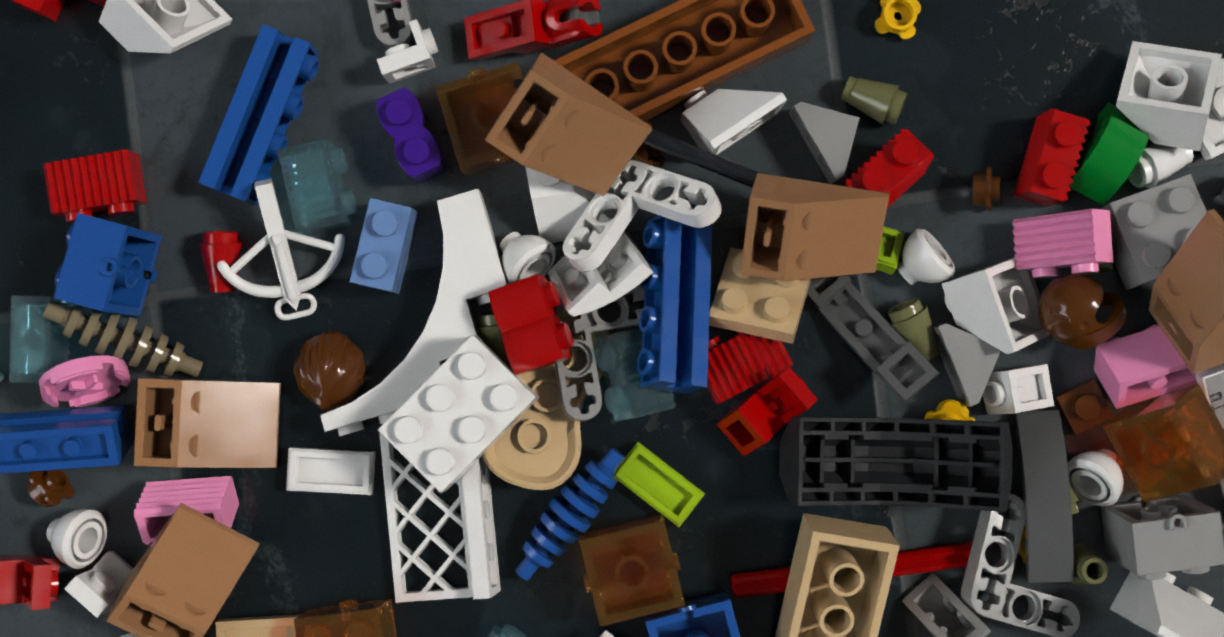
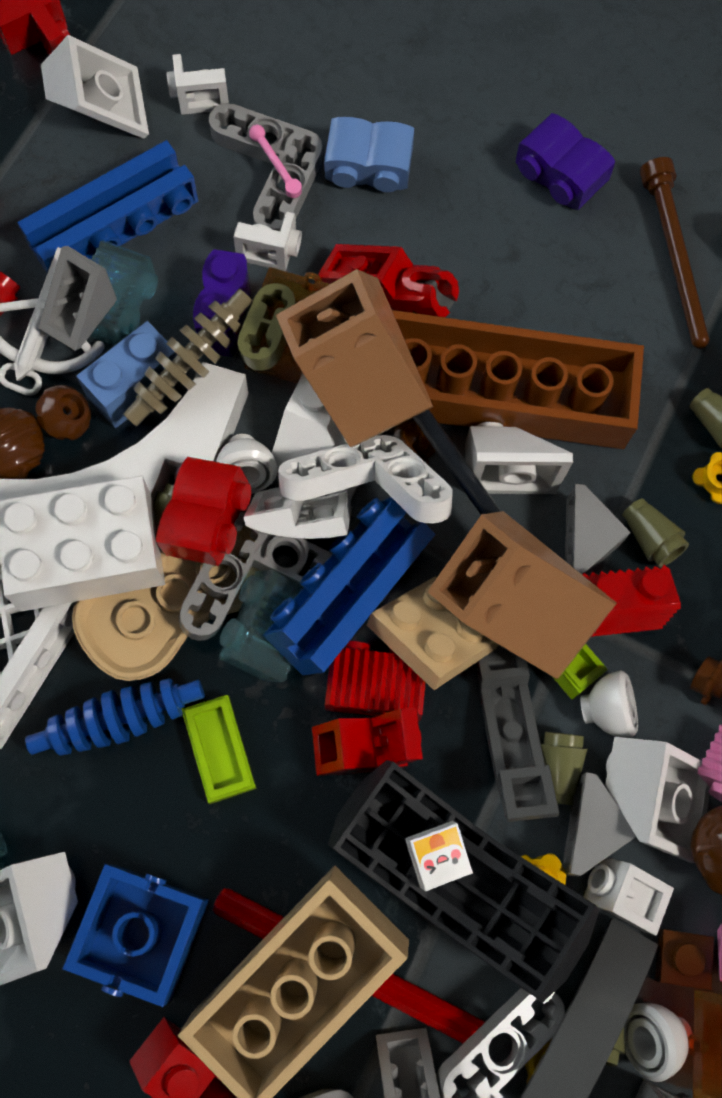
camera: 30 degrees right, 15 degrees down
(305, 224) = (76, 299): none -> light grey slope
(346, 320) = (55, 421): none -> reddish brown plate
(427, 209) = (175, 371): none -> dark tan piece
(464, 145) = (259, 323): none -> olive beam
(631, 570) = (130, 808): clear orange brick -> none
(872, 458) = (438, 855): none -> white tile

